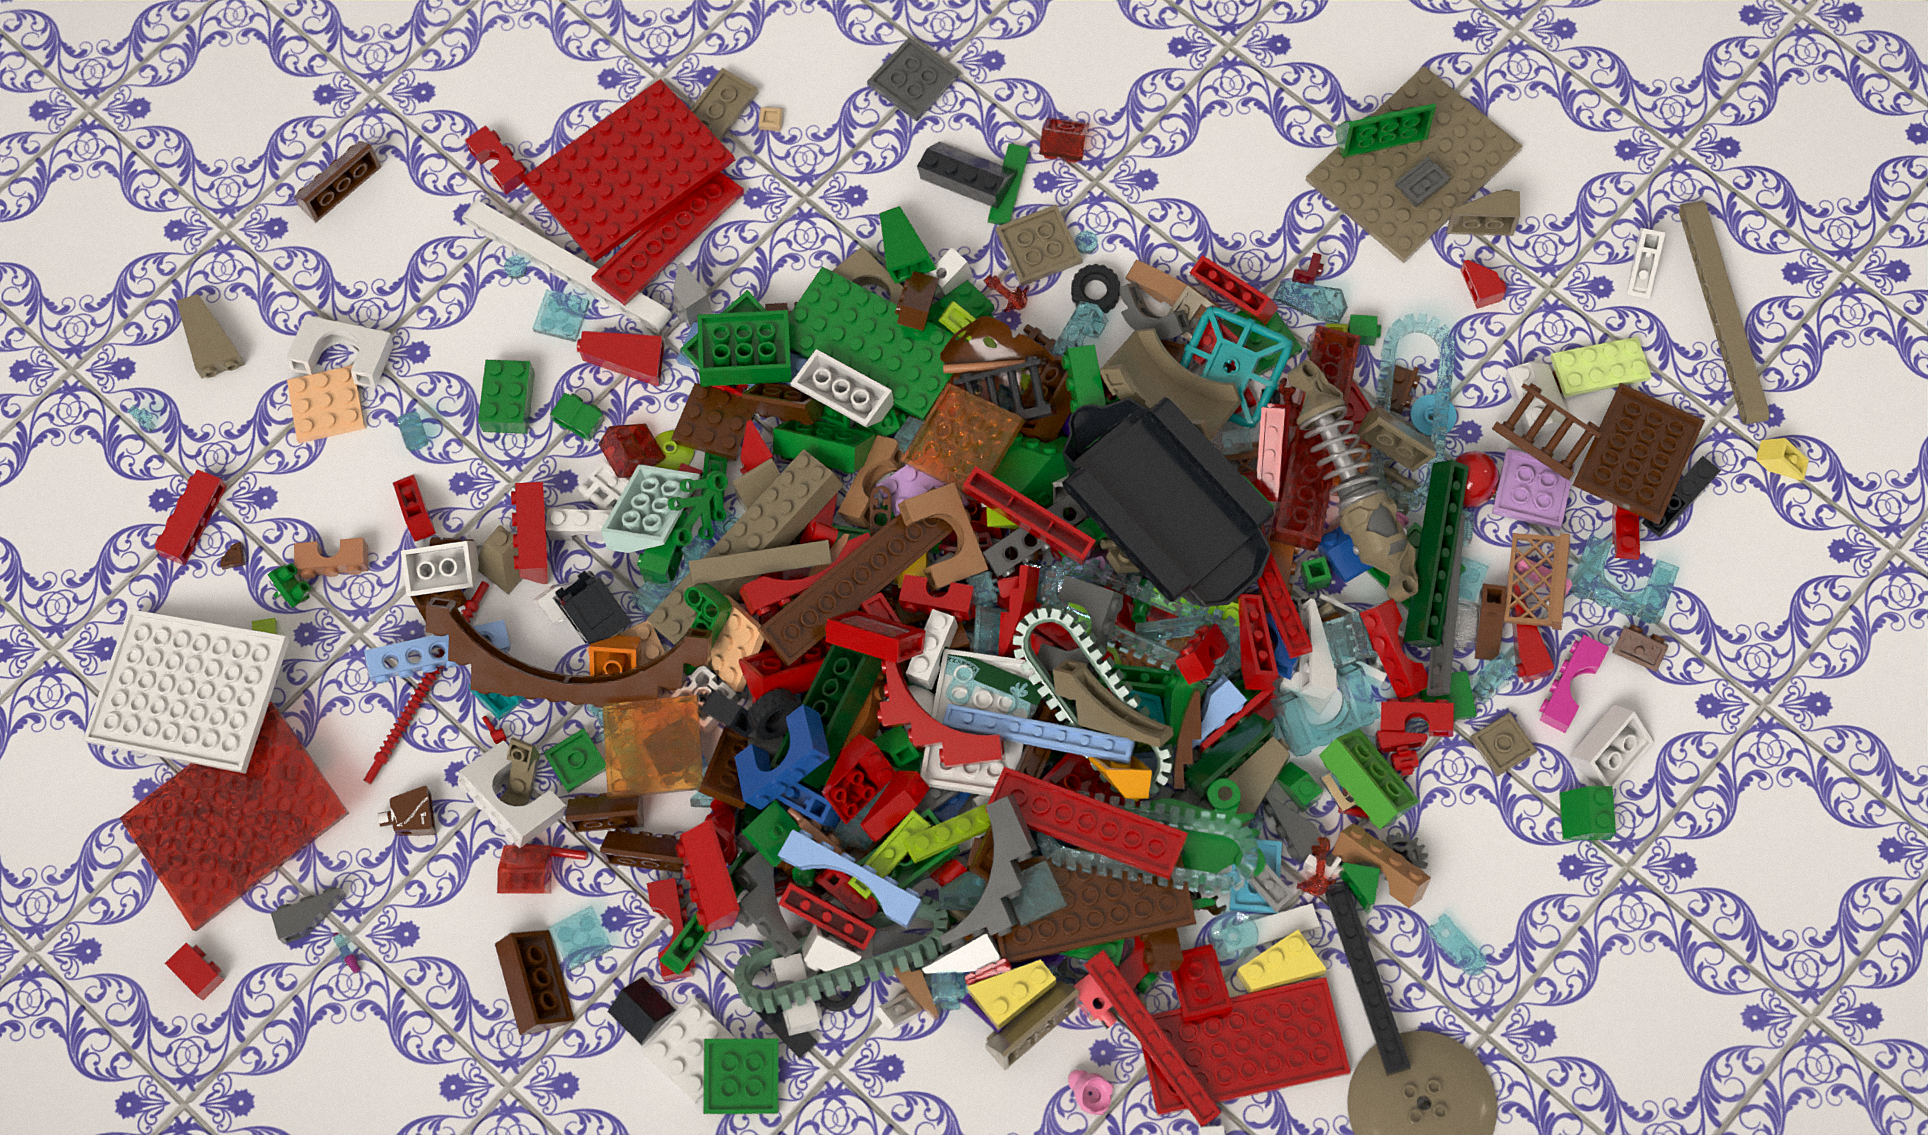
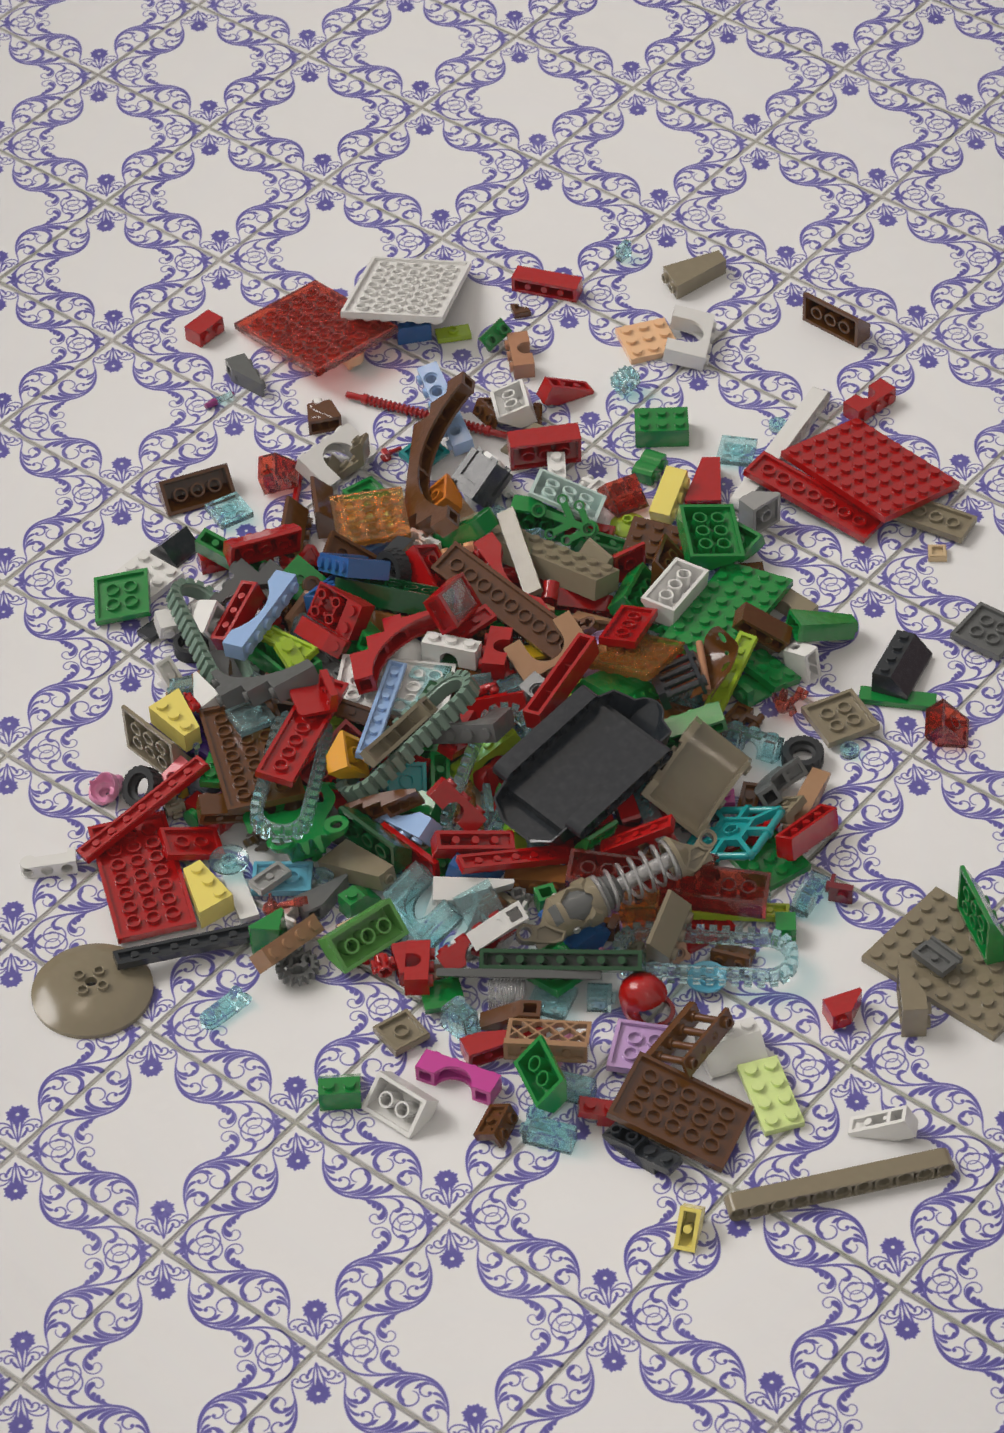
camera: 85 degrees right, 25 degrees down
(642, 394) = (669, 495): none -> light yellow wedge
(788, 818) = (310, 582): none -> reddish brown tile
(914, 442) = (628, 626): none -> red plate
(997, 612) = (491, 688): none -> red arm
(1044, 800) = (317, 698): none -> red bracket
(1116, 1053) = (132, 781): none -> black tyre
(1401, 611) = (498, 926): none -> white slope
(1612, 582) = (542, 1076): none -> green slope

